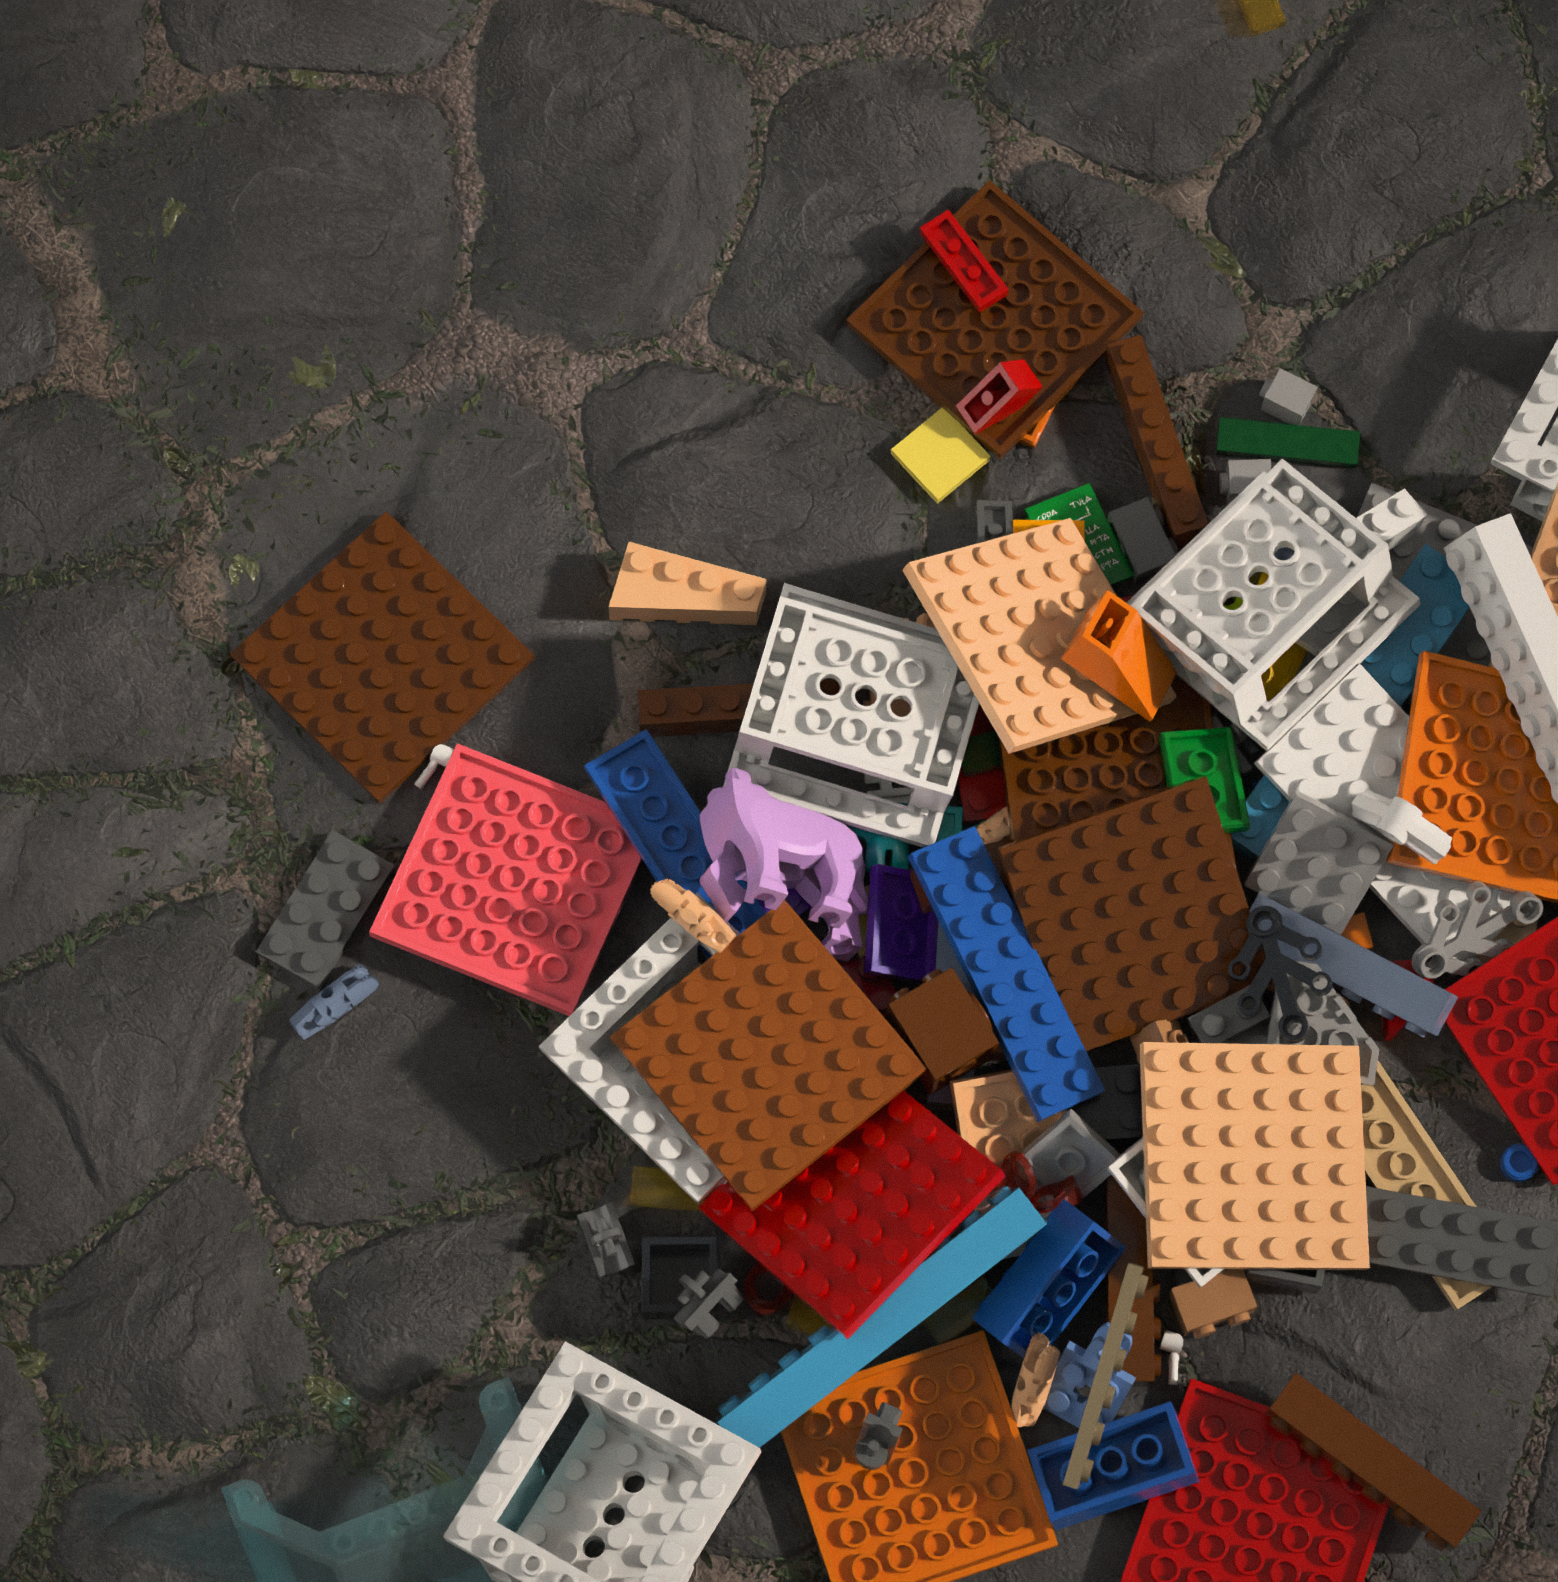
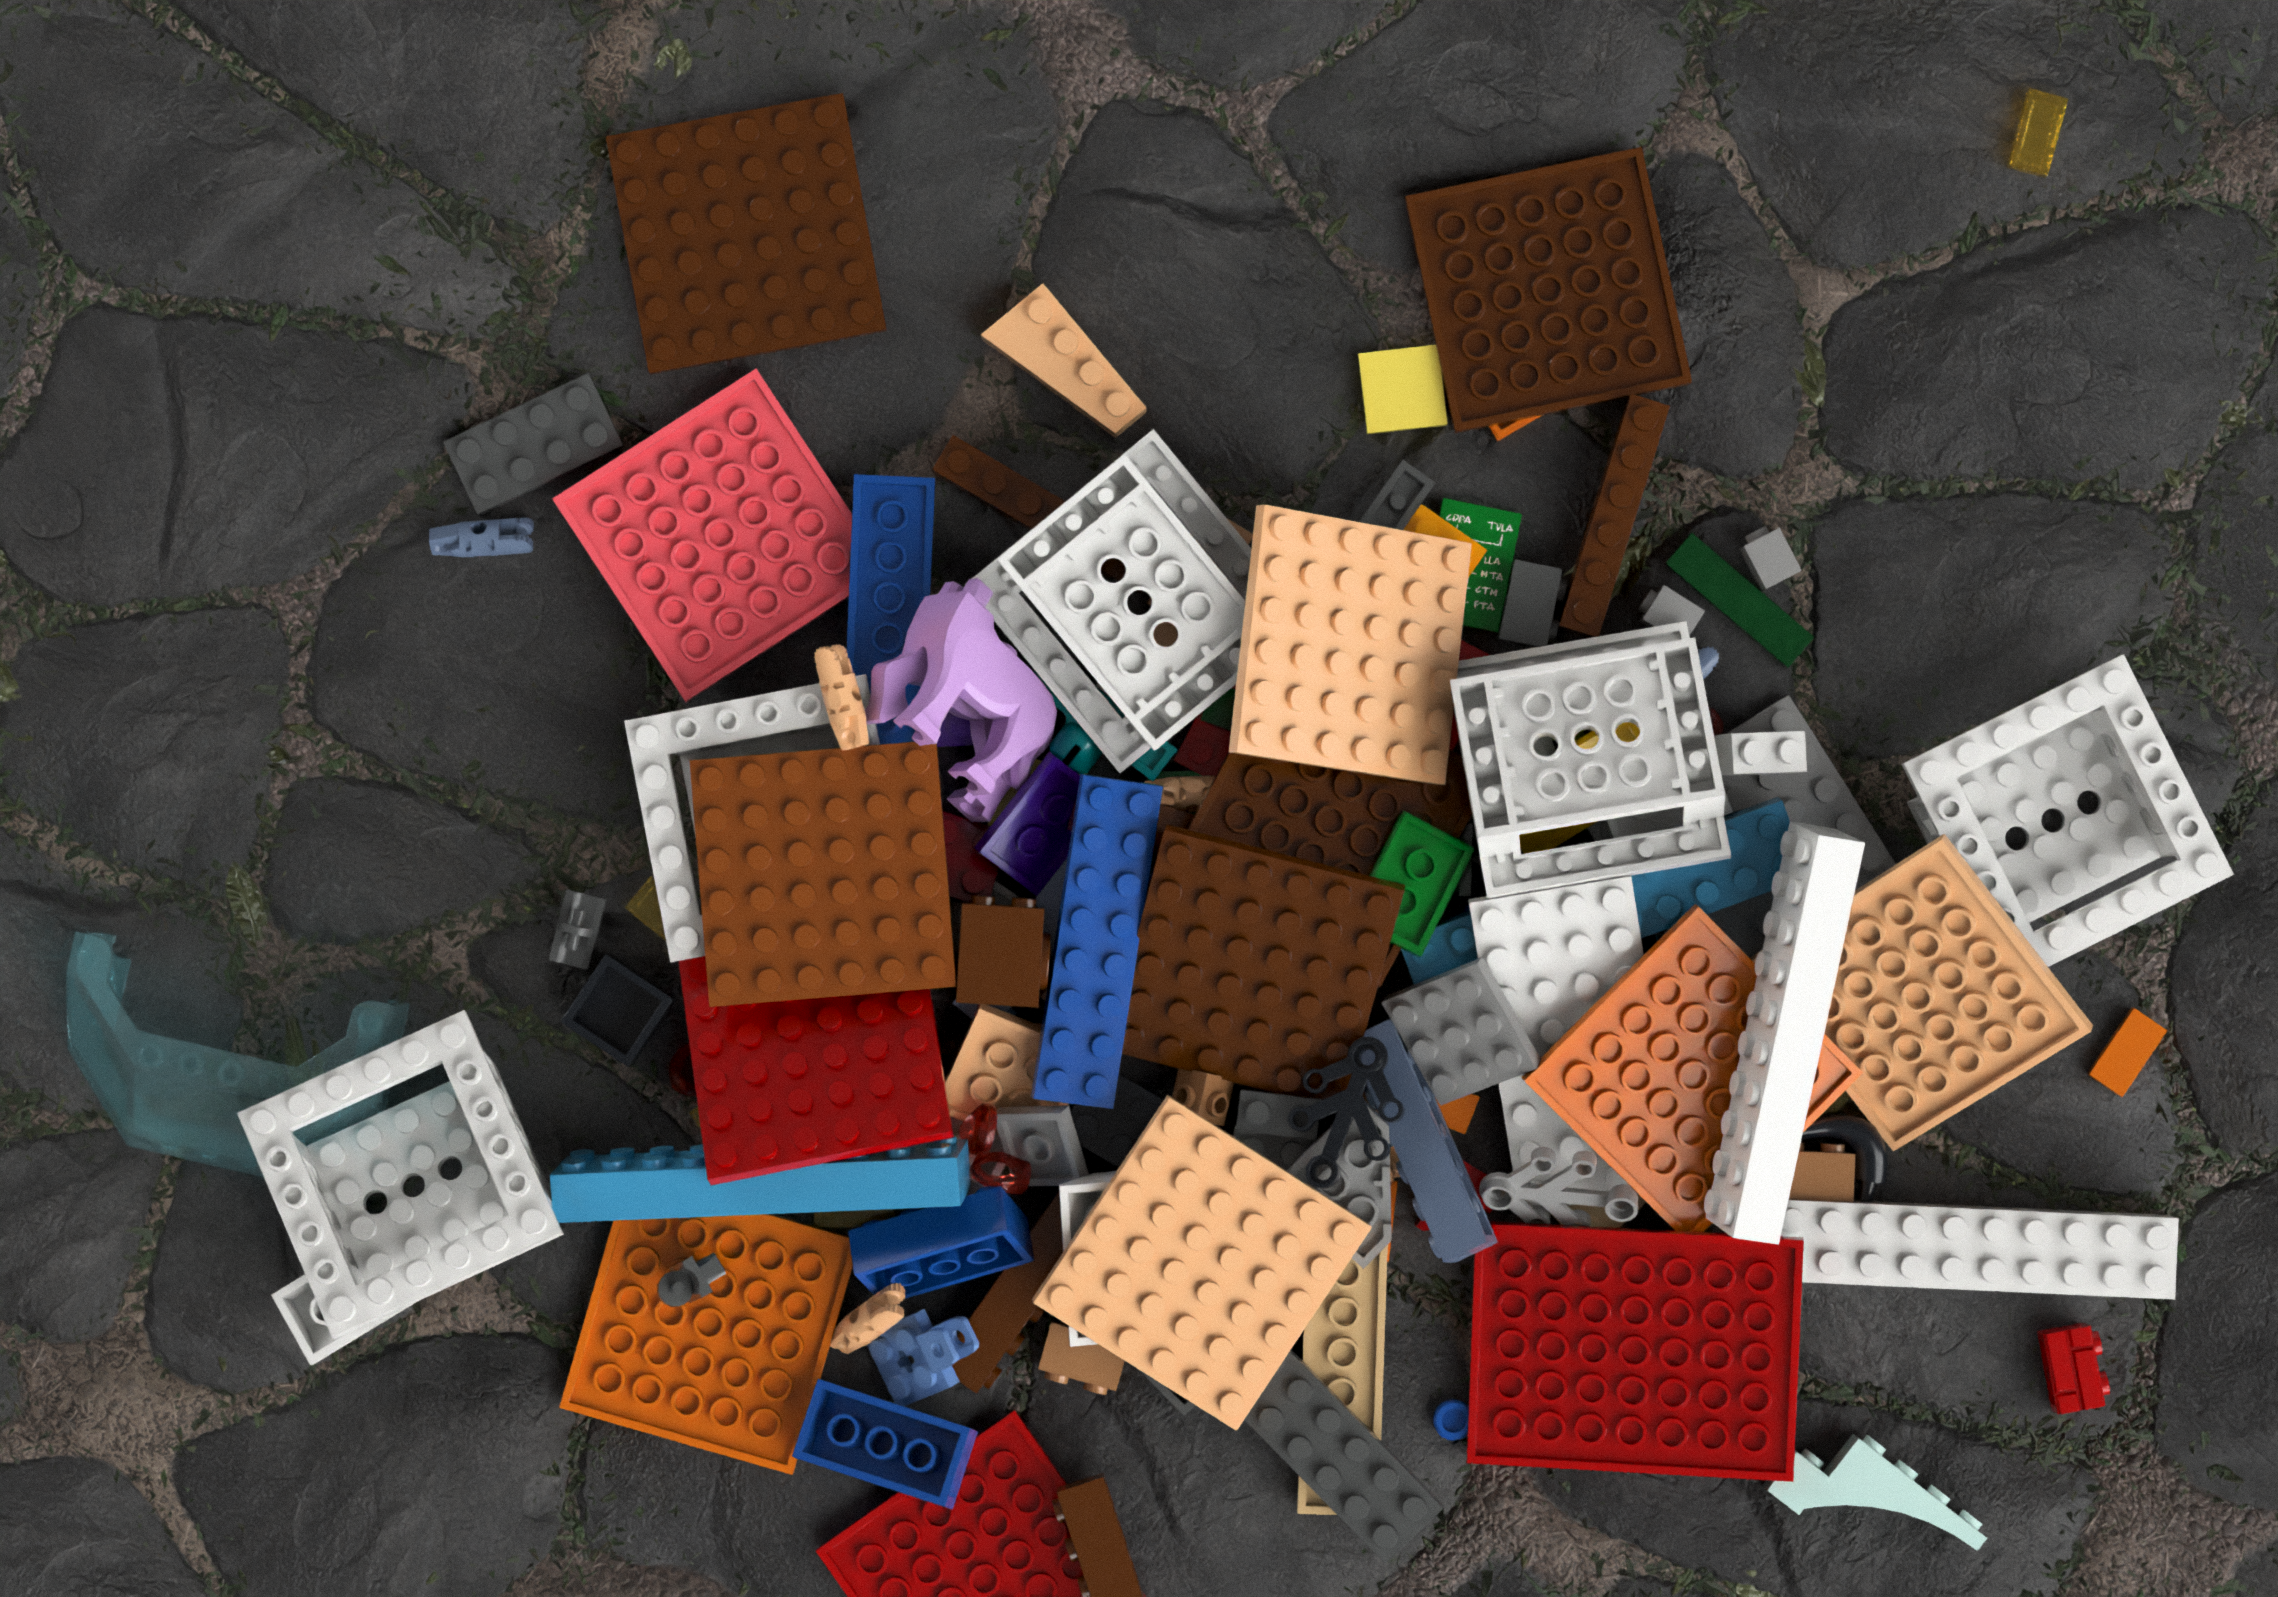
camera: 35 degrees right, 15 degrees up
(440, 756) = (735, 368): white hand -> none
(701, 1296) = (619, 1049): dark grey hips -> none
(964, 261) = (1555, 215): red plate -> none
(999, 394) = (1492, 374): red slope -> none
(1101, 1392) = (935, 1362): dark tan plate -> none
(1121, 655) = (1408, 721): orange slope -> none
(1172, 1343) = (1023, 1366): white hand -> none
(1401, 824) = (1554, 1056): white piece -> none

